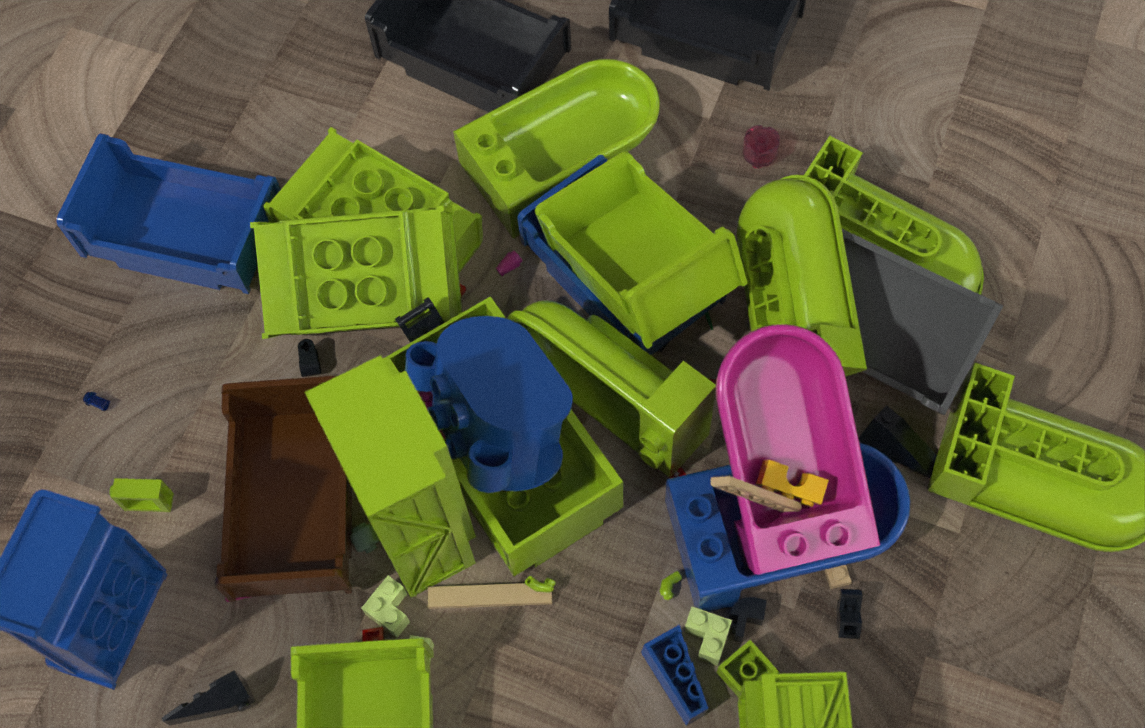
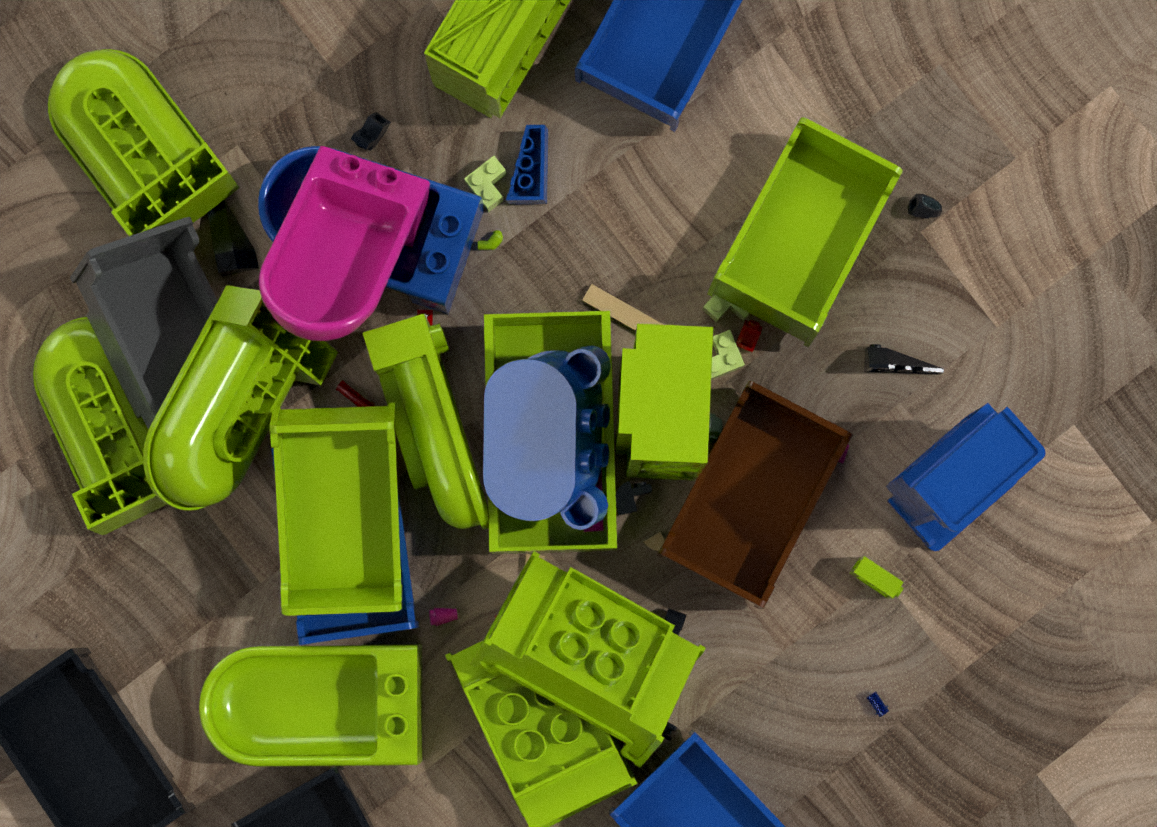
camera: 150 degrees left, 20 degrees up
(422, 324) = (563, 562): black plate -> none
(537, 586) = (594, 299): lime arm -> none
(745, 665) = (477, 136): lime brick -> none
(746, 611) = (443, 177): black brick -> none
(755, 494) = (393, 225): tan tile -> none
(761, 146) = (134, 580): clear pink brick -> none
(774, 478) = (344, 220): yellow arch -> none

